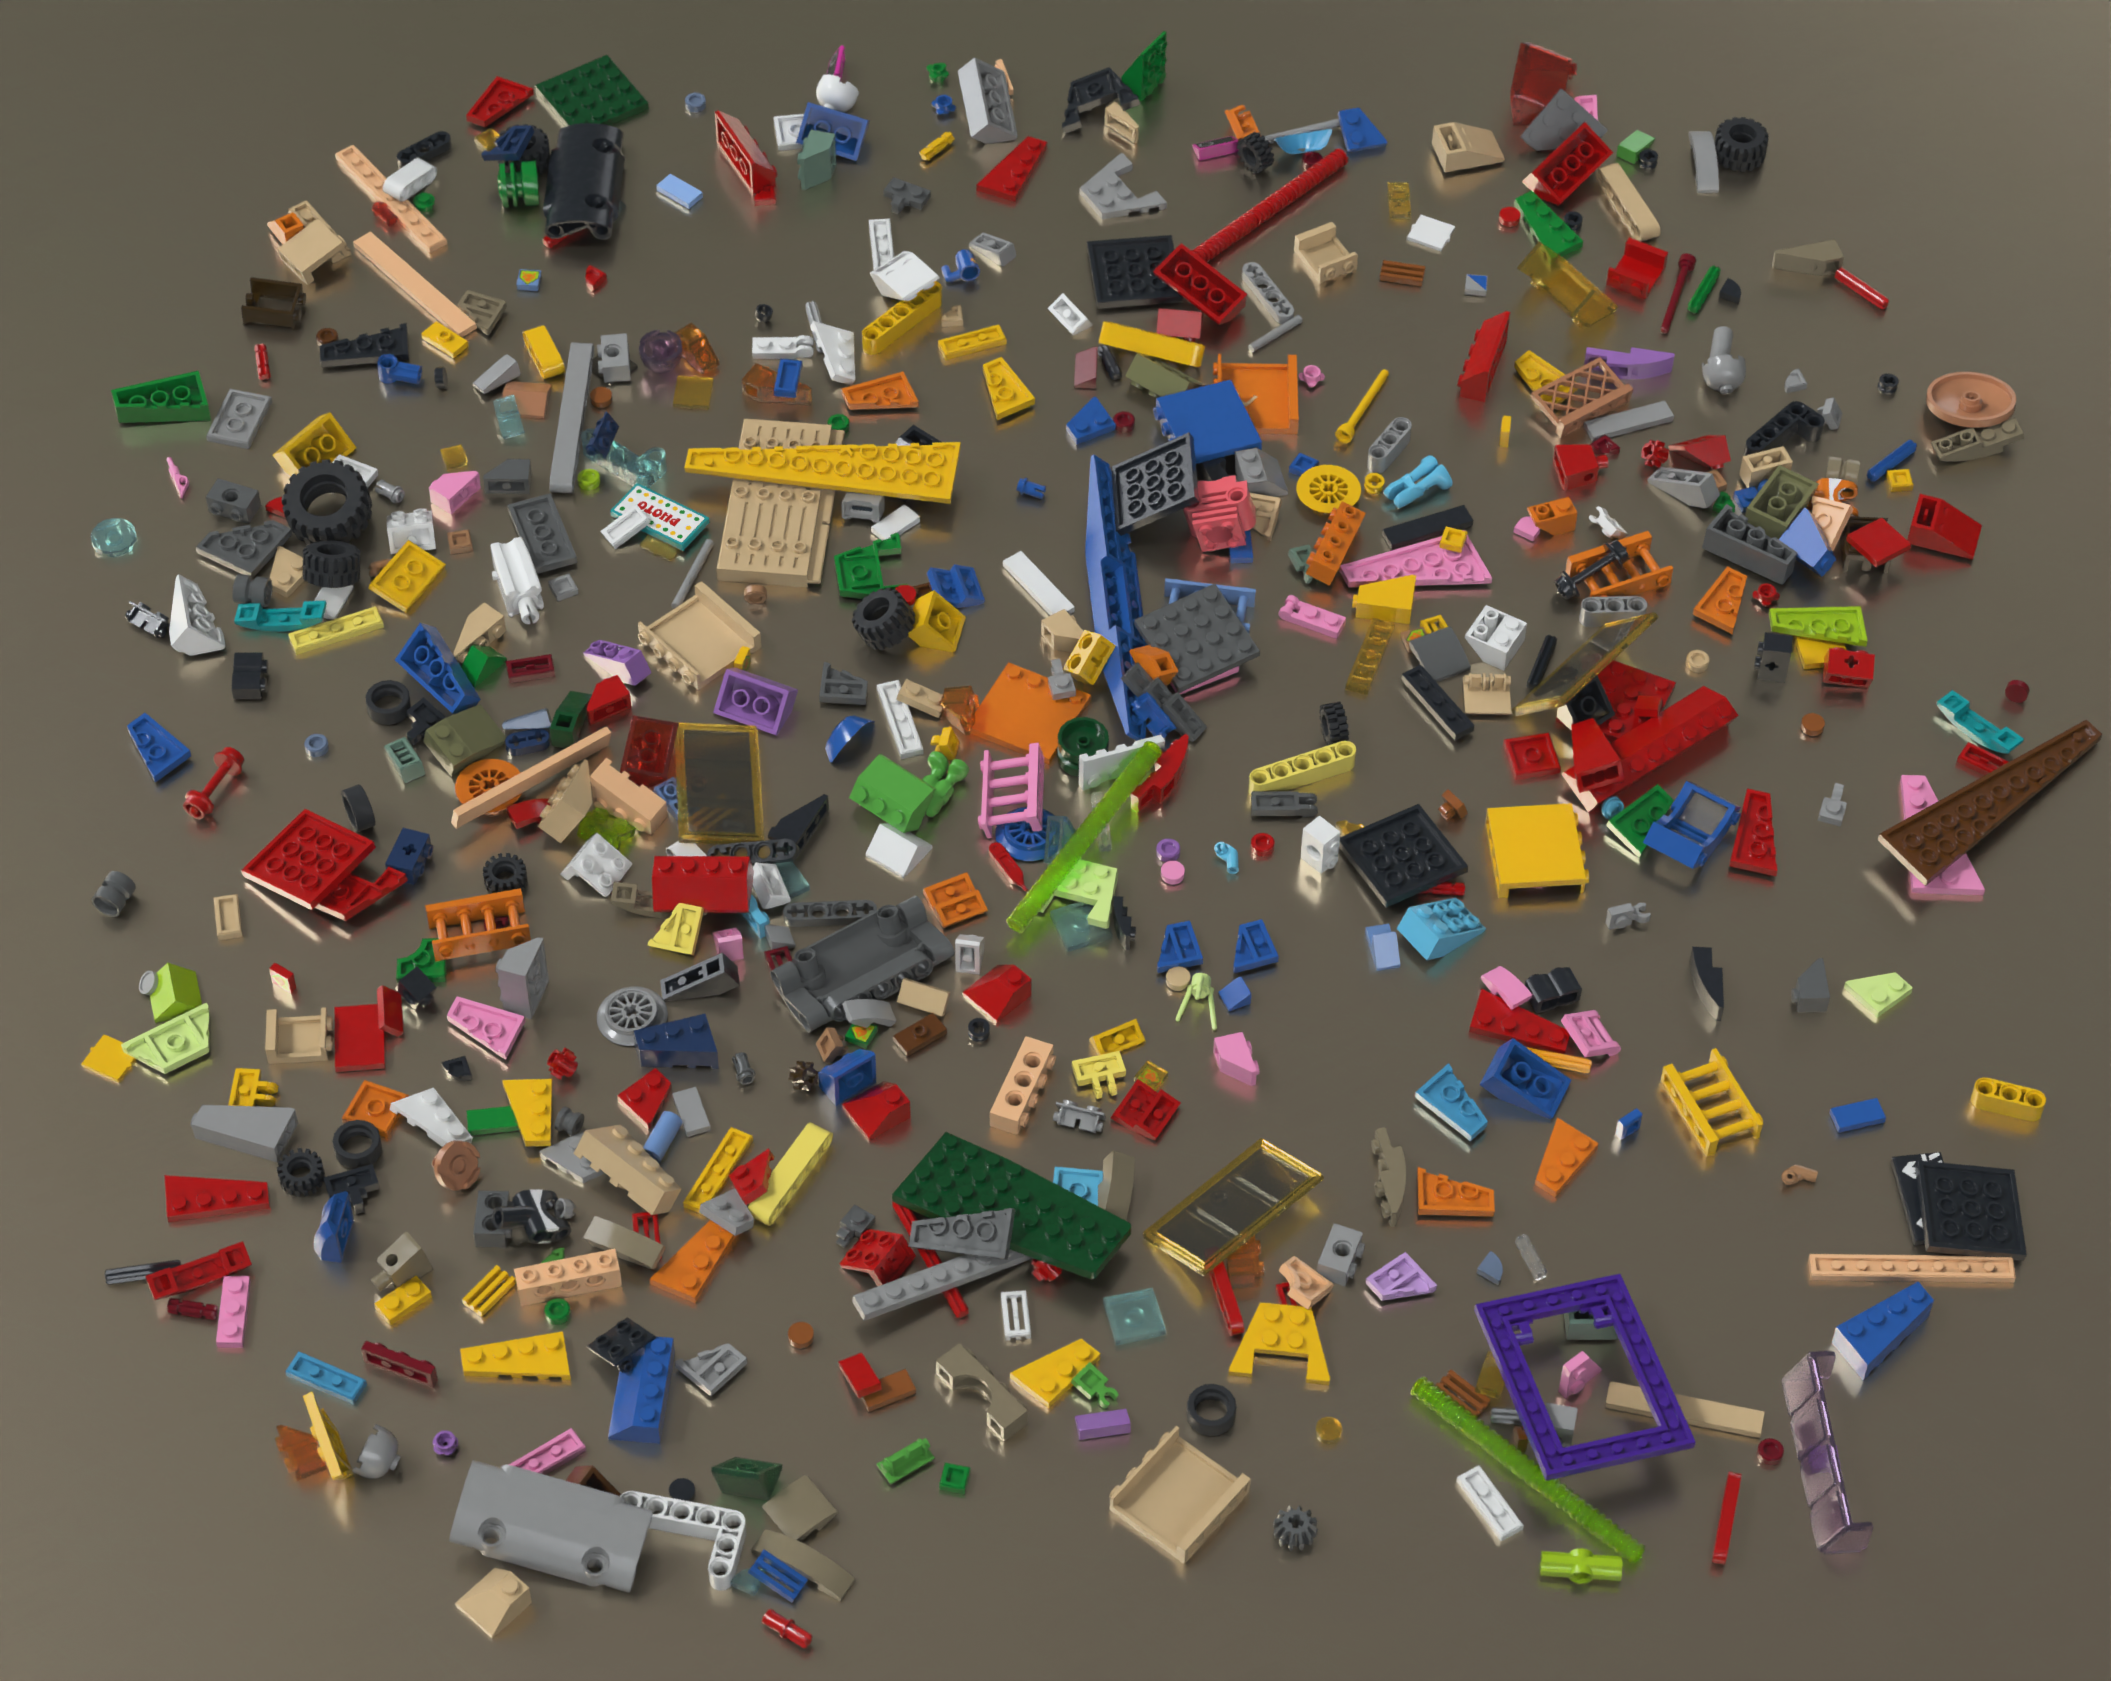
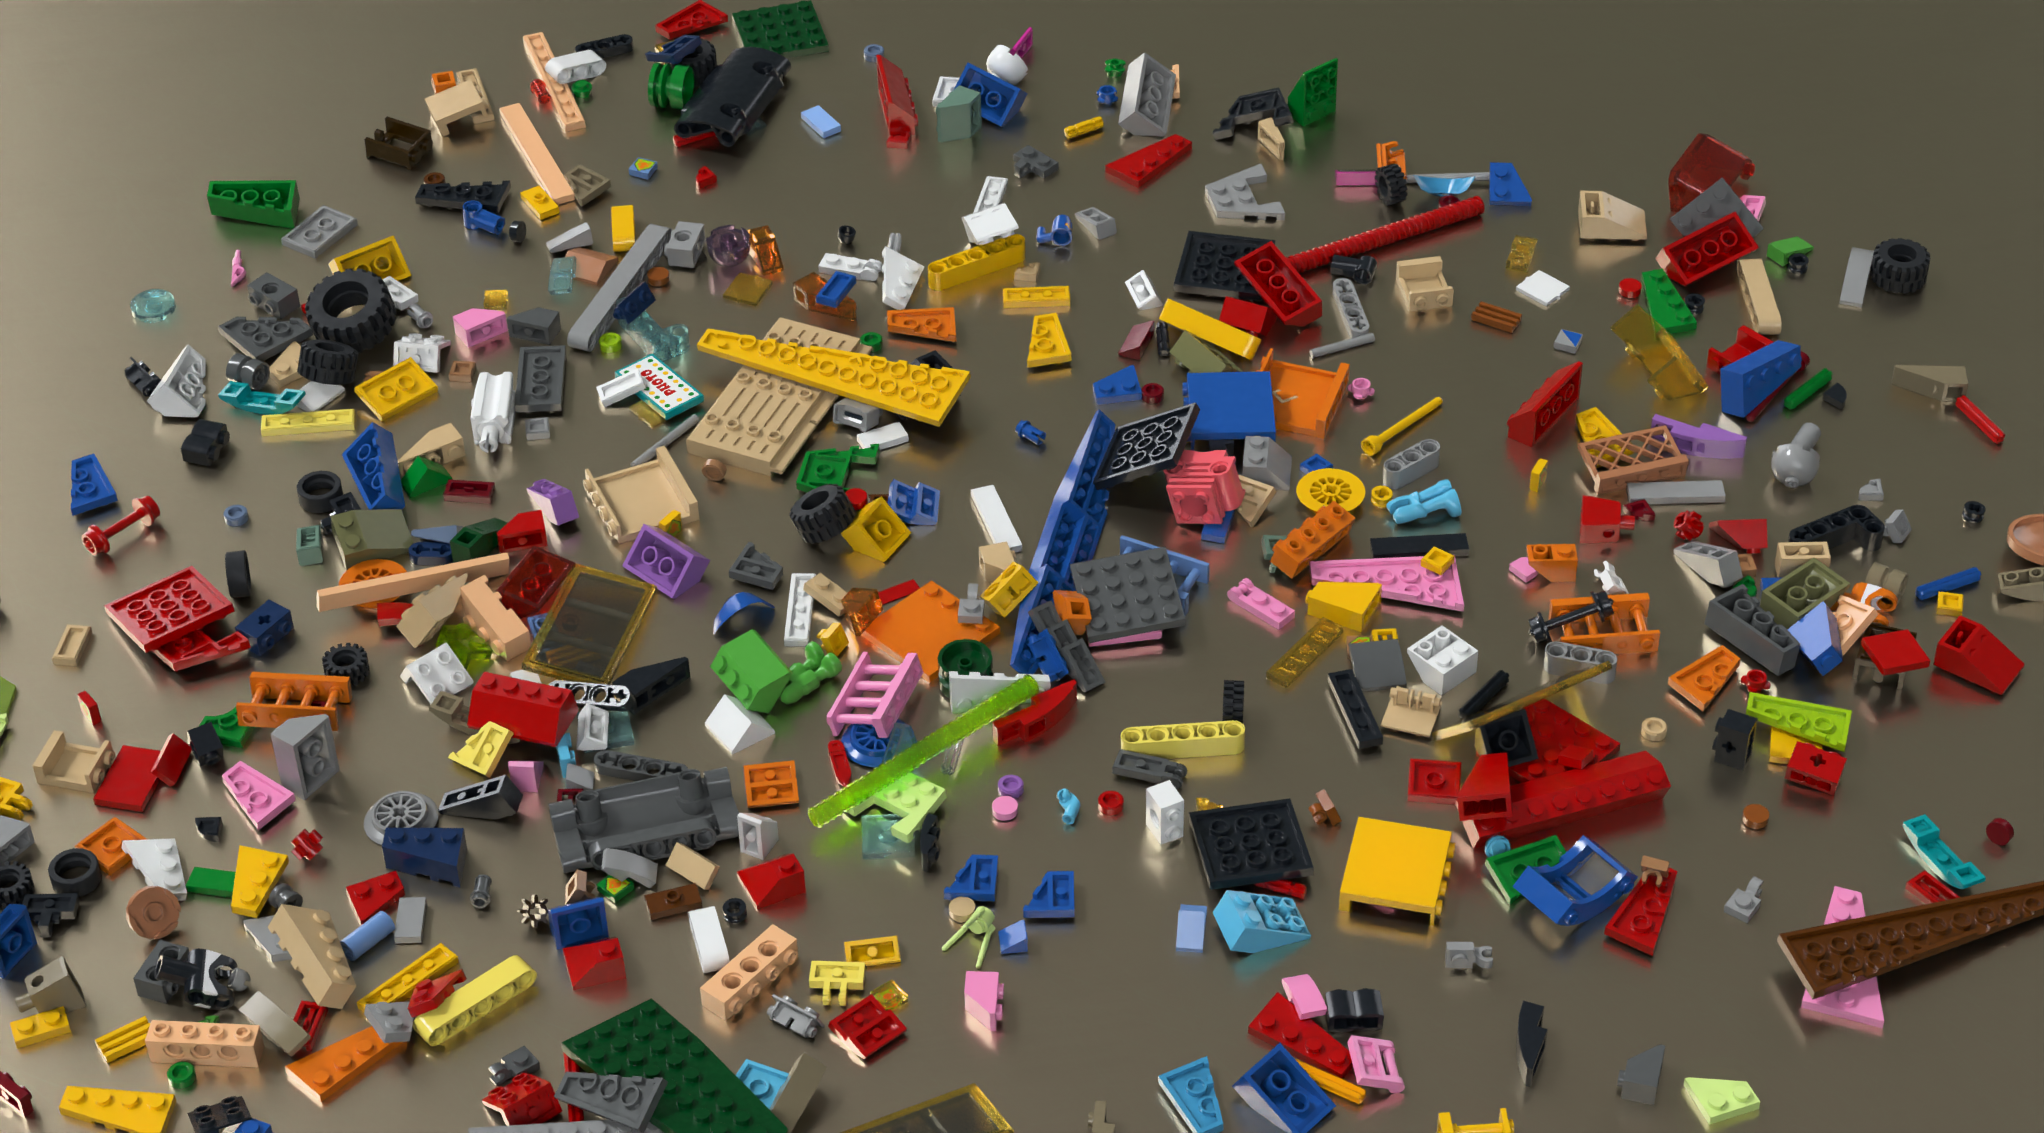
camera: 20 degrees right, 10 degrees down
(262, 362) = (365, 189): red axle -> none
(971, 1063) = (708, 939): none -> white beam
(981, 678) = (898, 591): none -> red sticker
(1262, 248) = (1360, 269): none -> black piece
(1661, 288) = (1757, 376): none -> blue wedge
(1754, 796) = (1655, 867): none -> medium nougat tile

